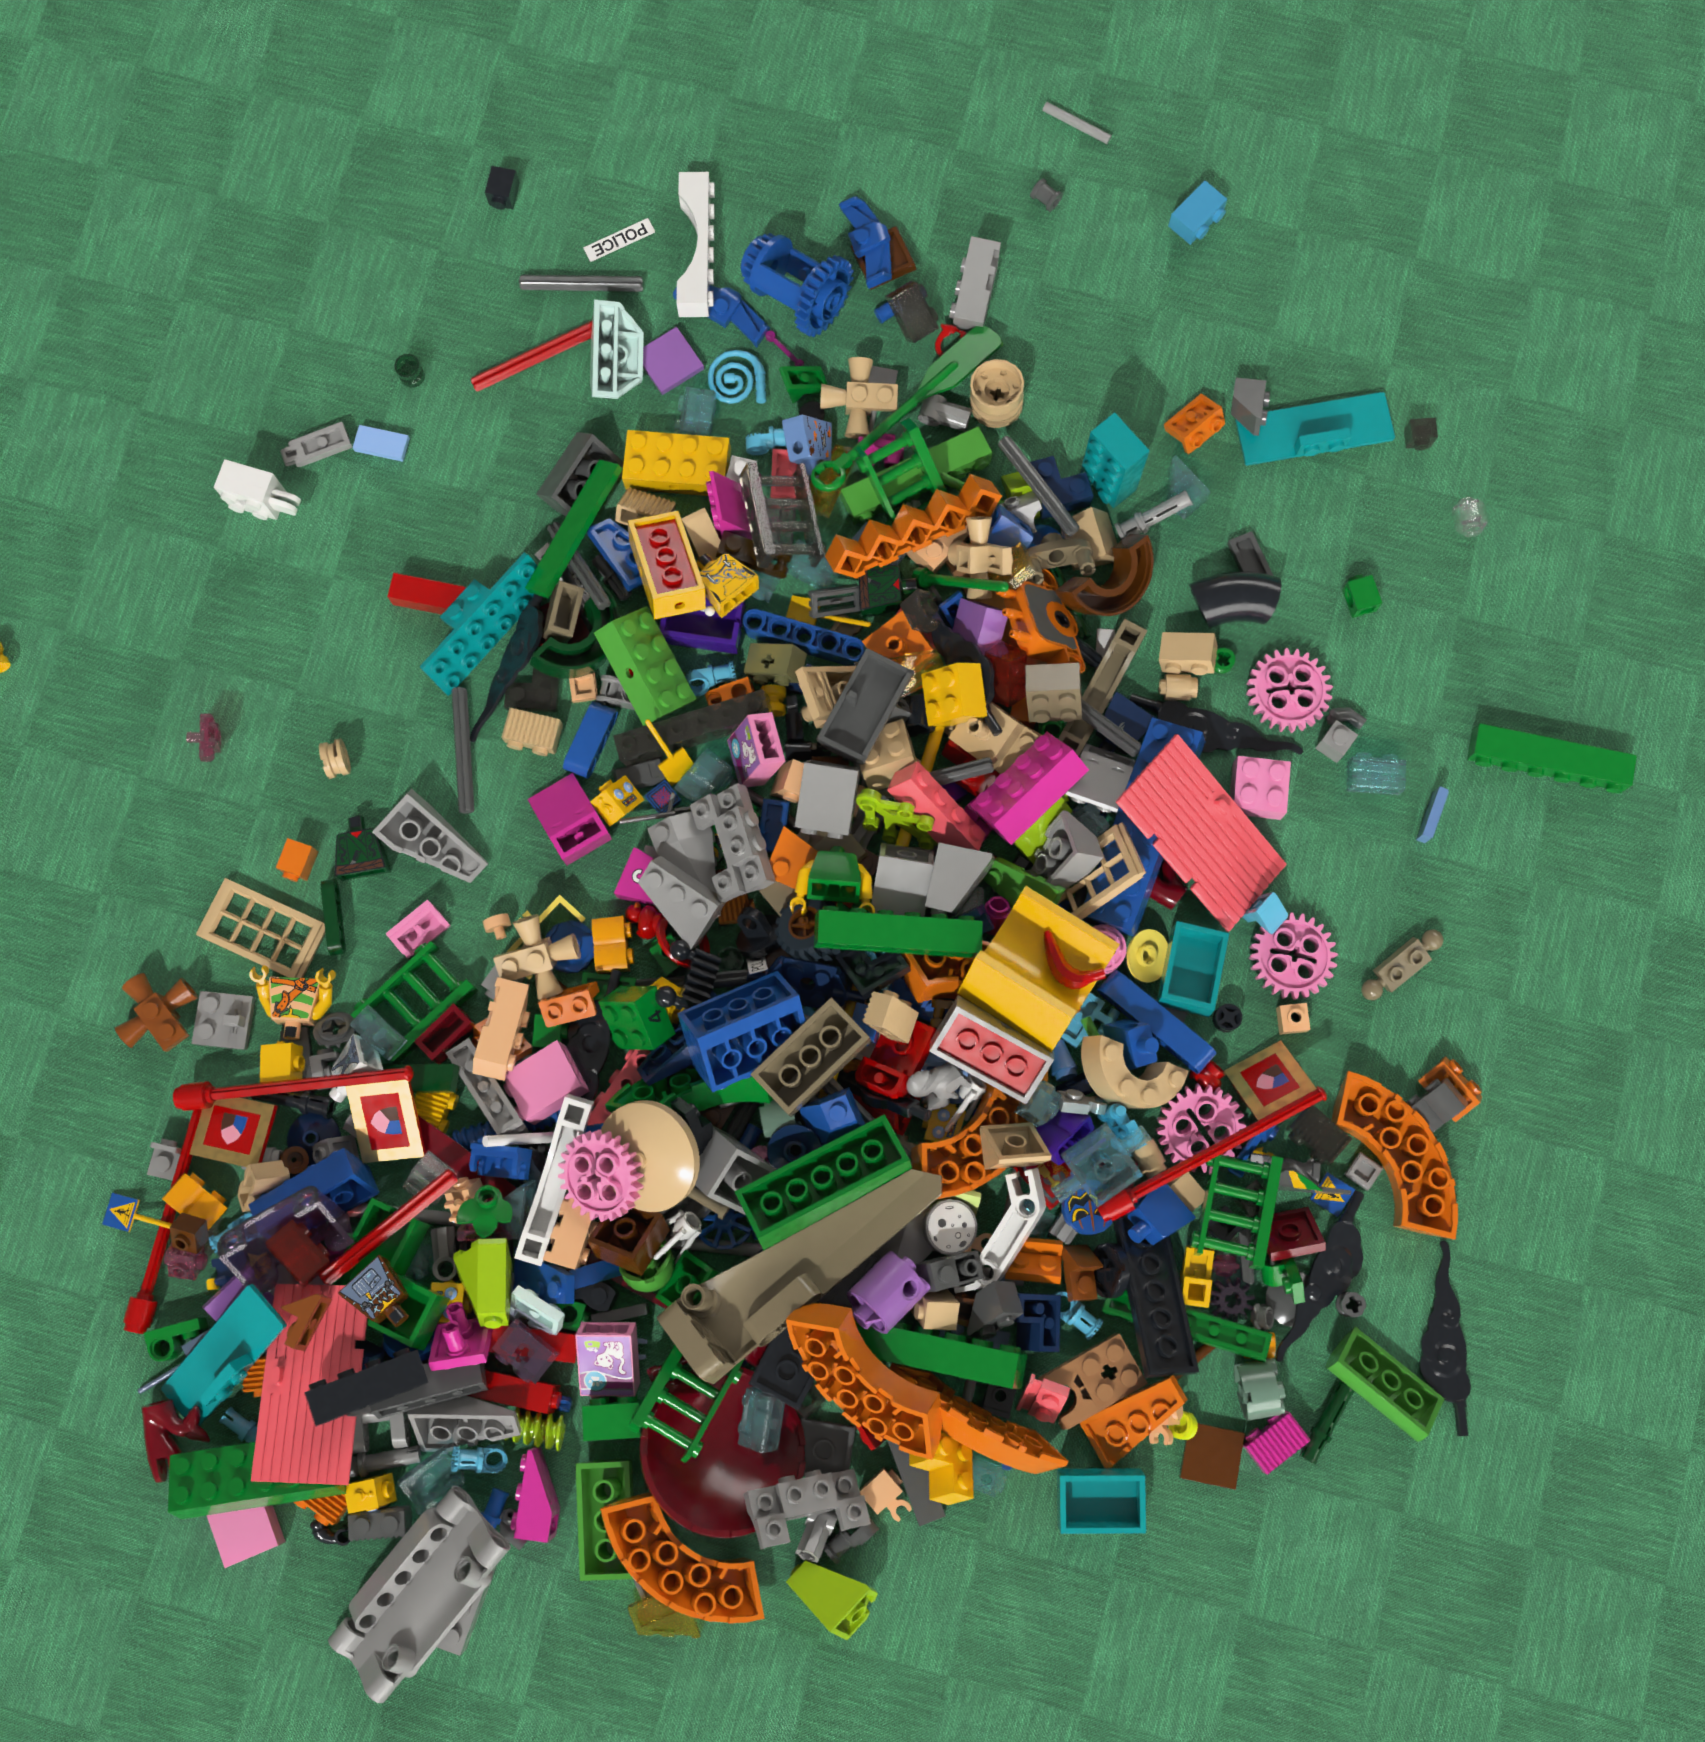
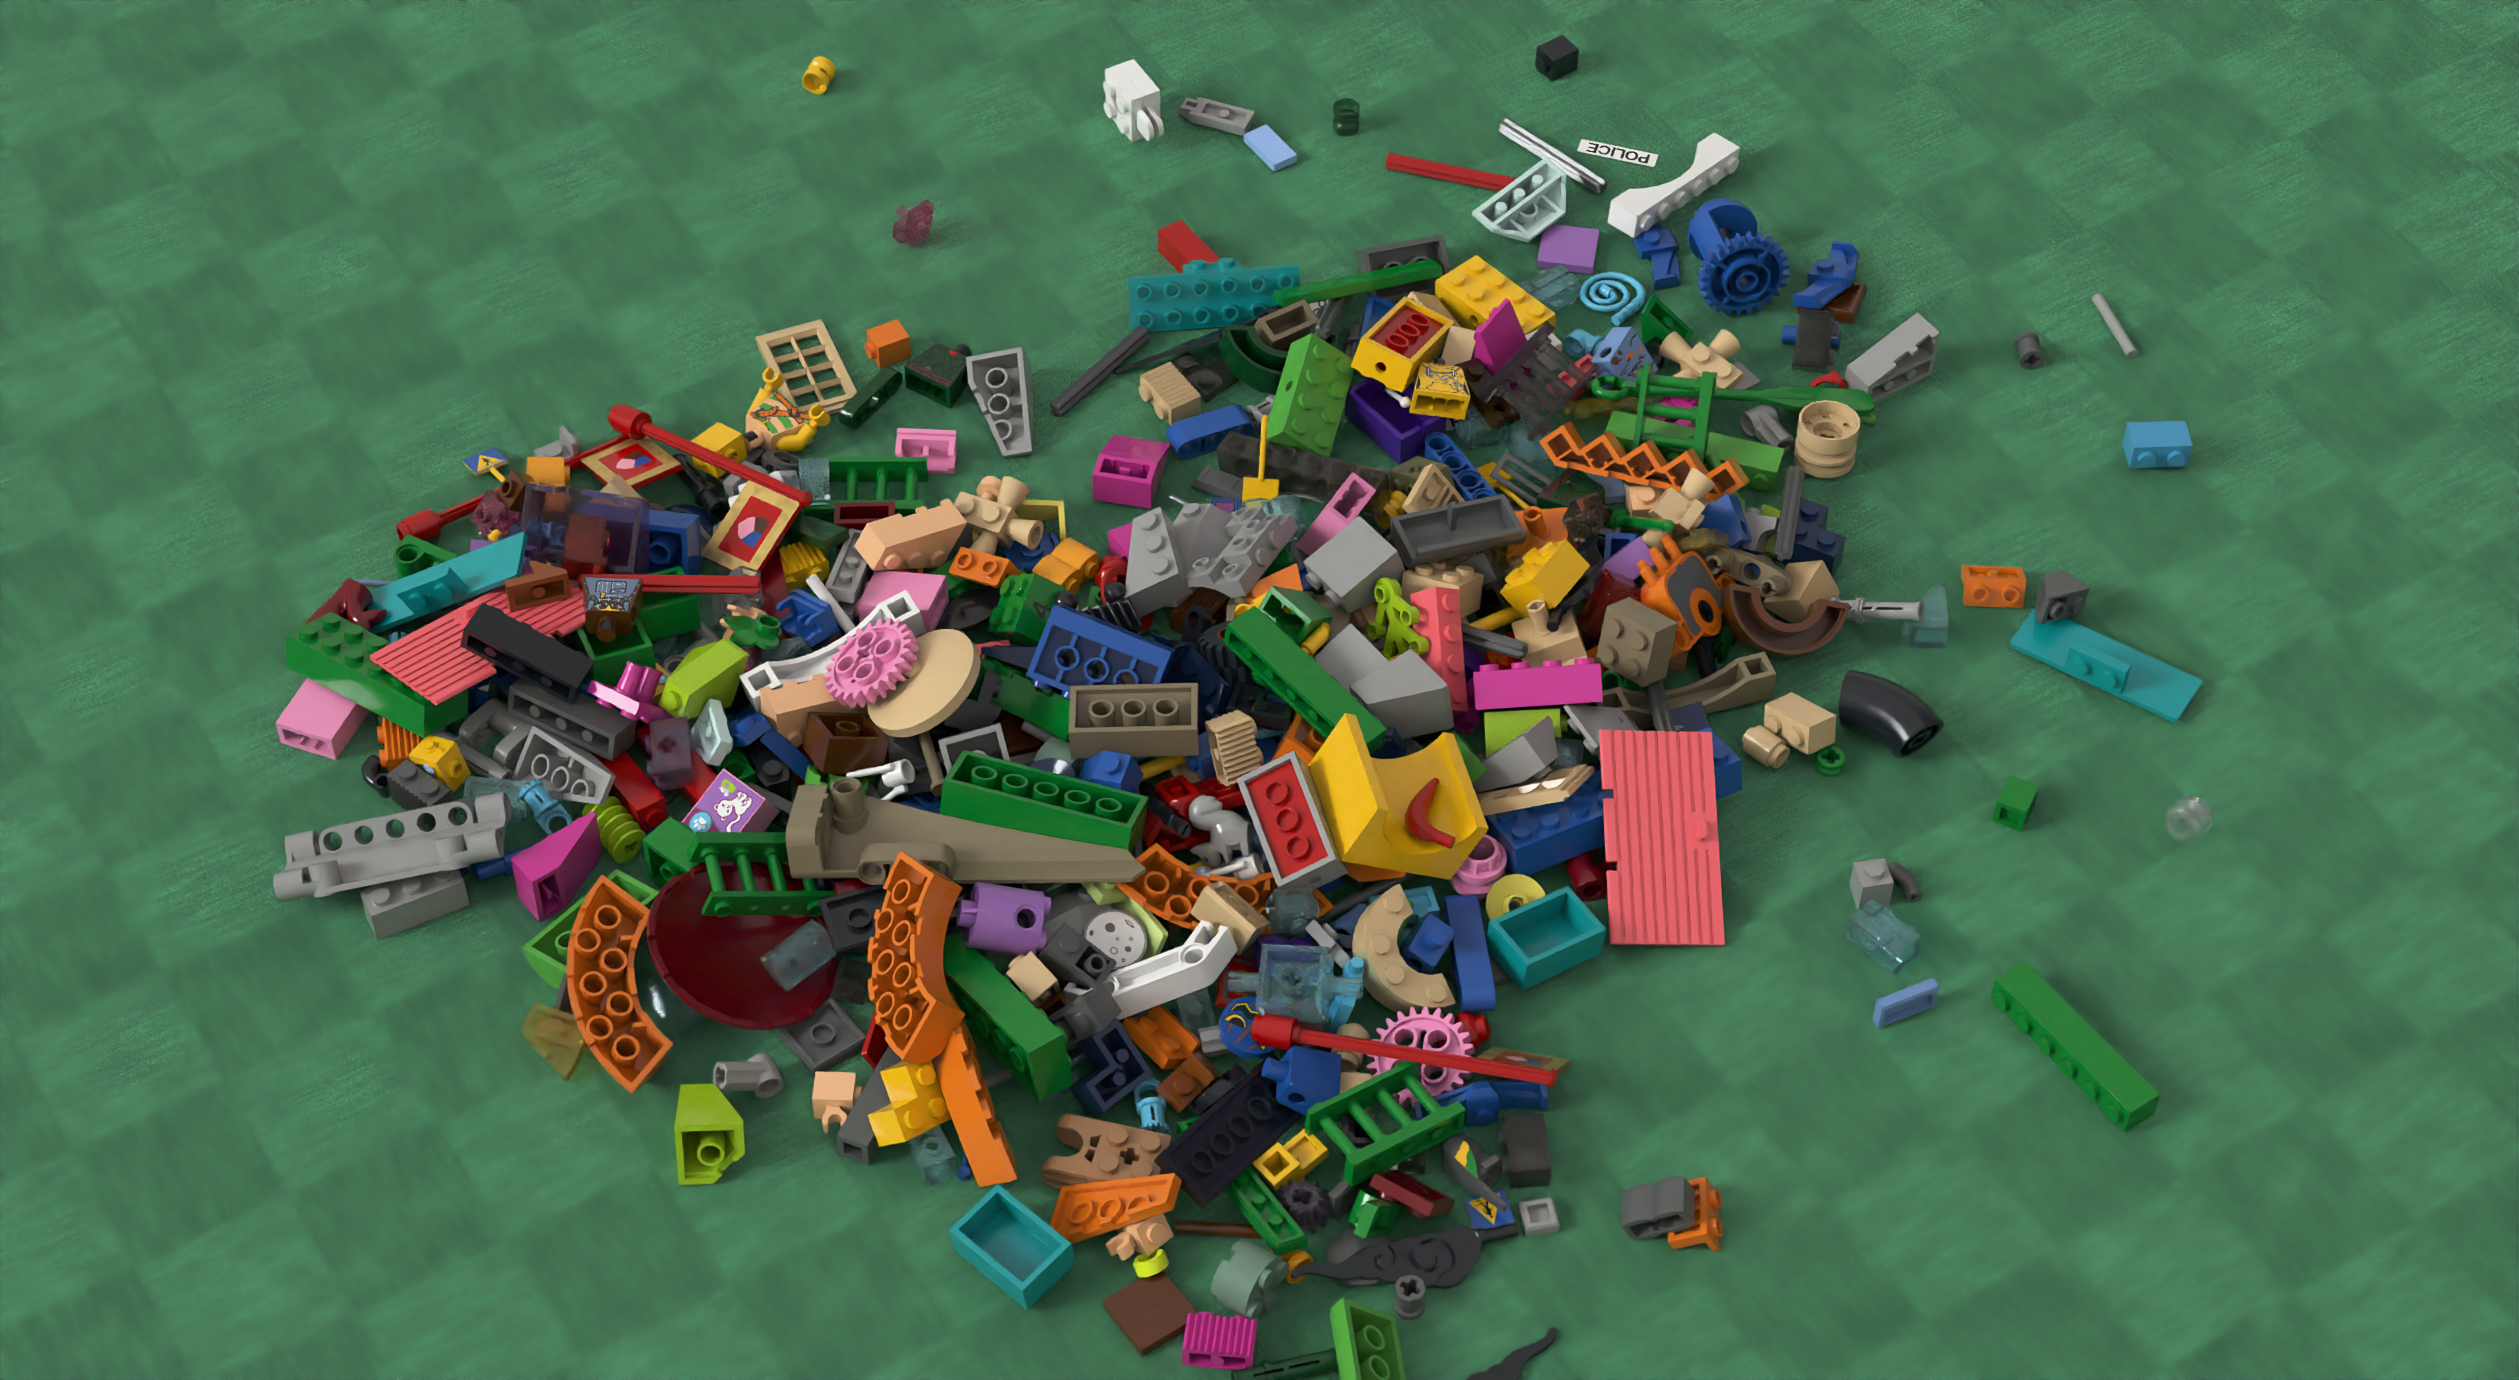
camera: 40 degrees right, 30 degrees down
(156, 1012) = (667, 354): dark orange brick -> none
(223, 1020) = (709, 402): light grey hinge -> none
(335, 758) = (995, 301): tan wheel -> none
(505, 1529) = (508, 890): dark grey arm -> none
(584, 688) = (1246, 396): light nougat tile -> none
(616, 800) = (1183, 475): yellow head -> none
(711, 677) = (1360, 456): medium azure connector -> none
(770, 337) = (1674, 290): magenta hinge -> none
(805, 1497) = (766, 1026): light grey bracket -> none
(844, 1541) = (770, 1108): dark grey connector -> none
(996, 1407) = (1017, 1112): black brick -> none
(1043, 1399) = (1049, 1130): coral plate -> none
(1114, 460) = (1873, 534): teal brick -> none
(1217, 730) = (1765, 805): black piece -> none
(1225, 1265) = (1327, 1174): clear pink plate -> none
(1231, 1015) = (1535, 999): black wheel -> none
(1248, 554) = (1944, 703): dark grey tile -> none
(1260, 786) = (1760, 865): bright pink brick -> none
(1262, 1317) = (1319, 1241): light grey plate -> none
(1267, 912) = (1660, 943): medium azure slope -> none
(1285, 1023) = (1600, 1052): light nougat plate -> none
(1289, 980) = (1655, 999): bright pink gear -> none
(1292, 712) = (1868, 820): bright pink gear -> none
(1402, 964) = (1751, 1091): dark tan plate -> none
(1407, 1152) = (1596, 1217): orange brick -> none
(1420, 433) = (2206, 730): clear smoke plate -> none

